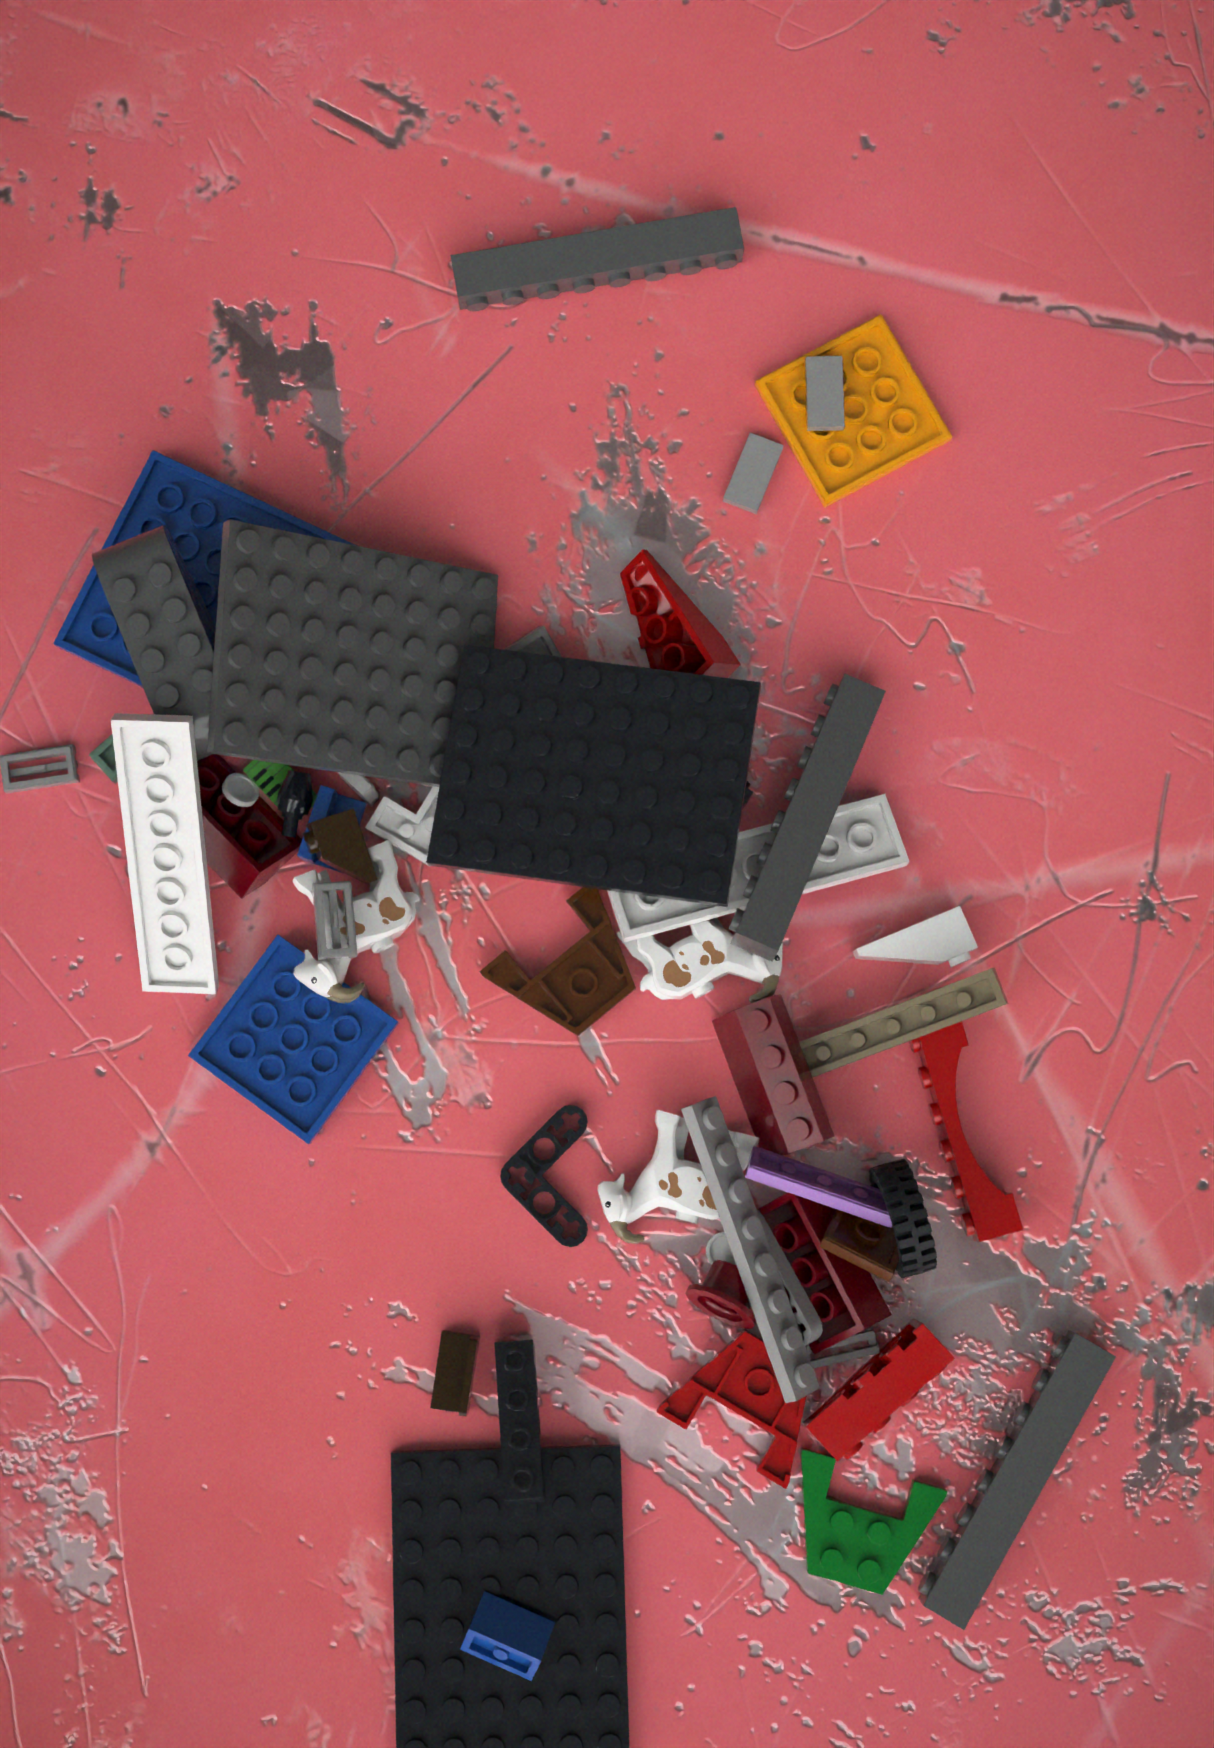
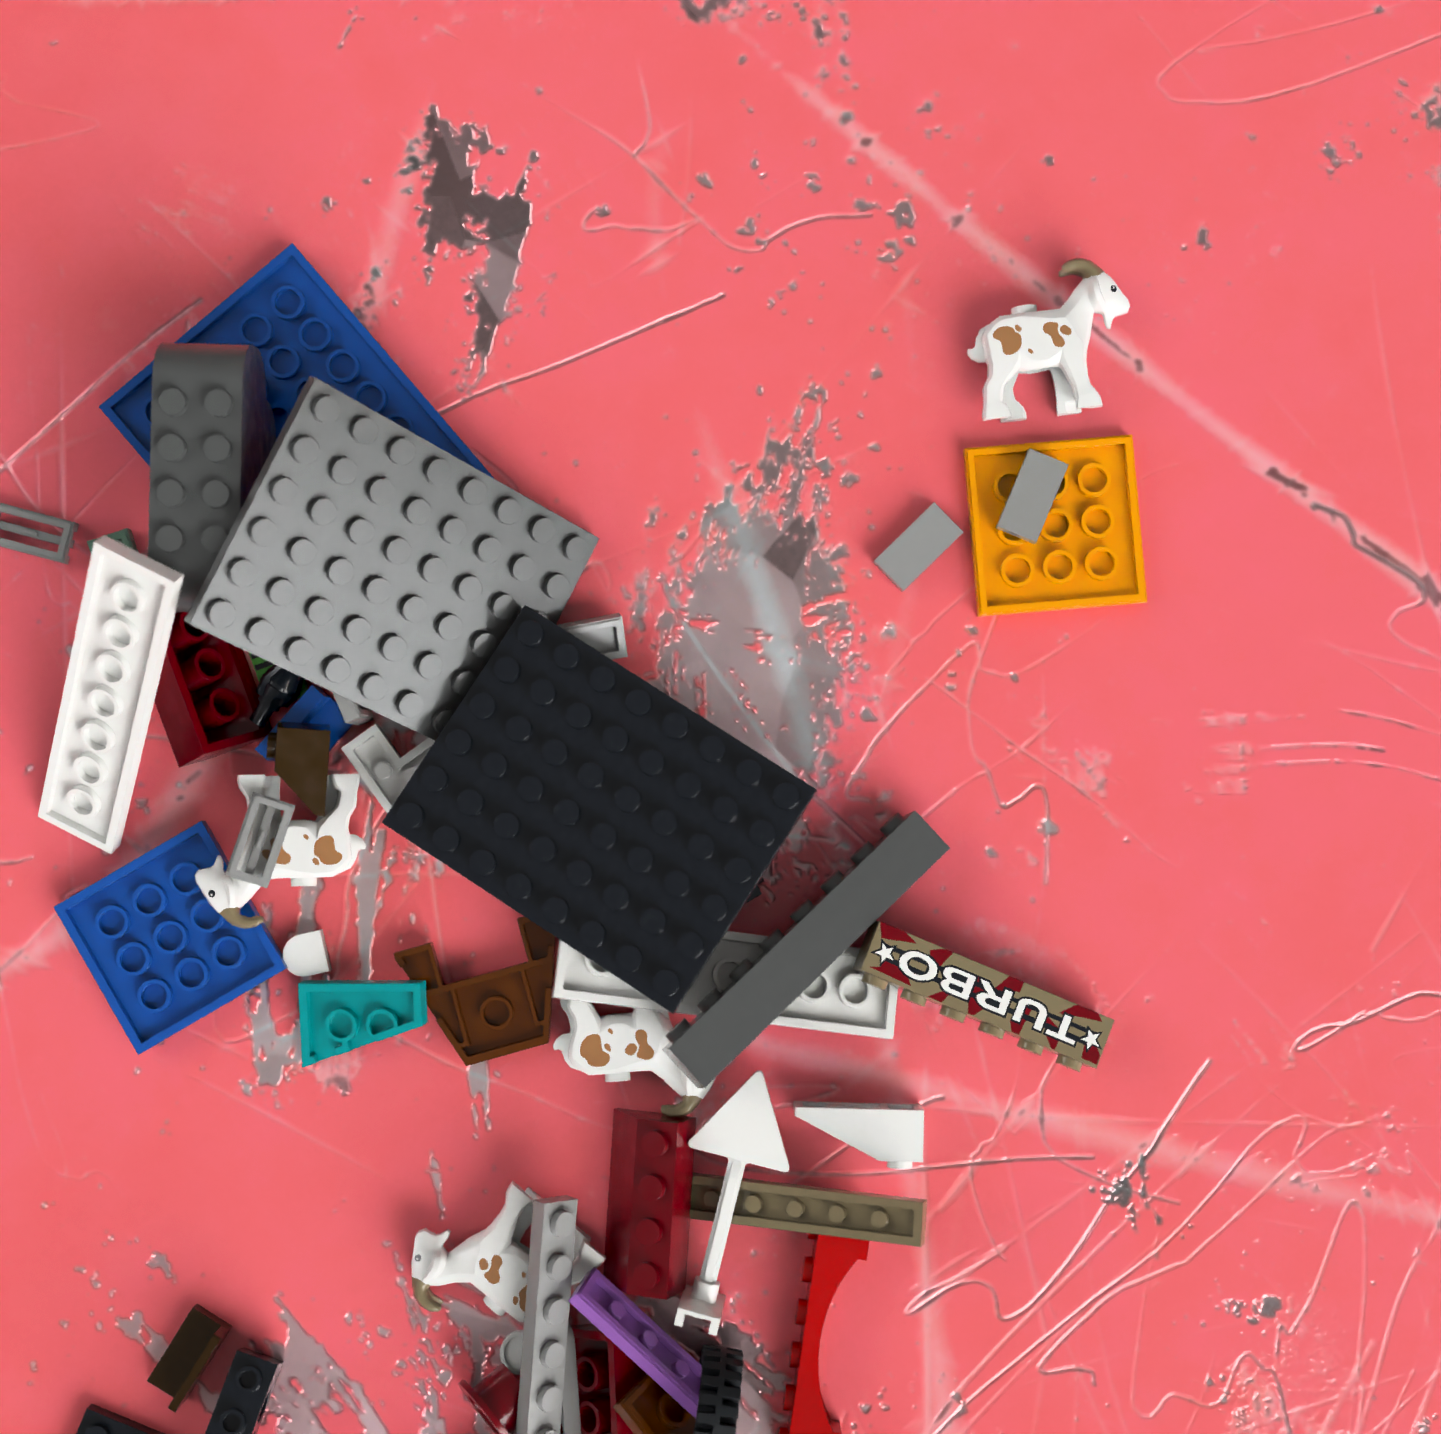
camera: 20 degrees right, 5 degrees up
(240, 790) = (225, 655): white piece -> none
(409, 1005) = (307, 954): none -> white tile
(470, 1033) = (356, 1012): none -> teal wing
(536, 1168) = (364, 1182): black beam -> none
(598, 259) = (856, 242): dark grey brick -> none
(671, 625) = (758, 685): red wedge -> none
(783, 270) = (1046, 341): none -> white animal
(825, 985) = (744, 1133): none -> white piece
(964, 795) = (982, 994): none -> brick

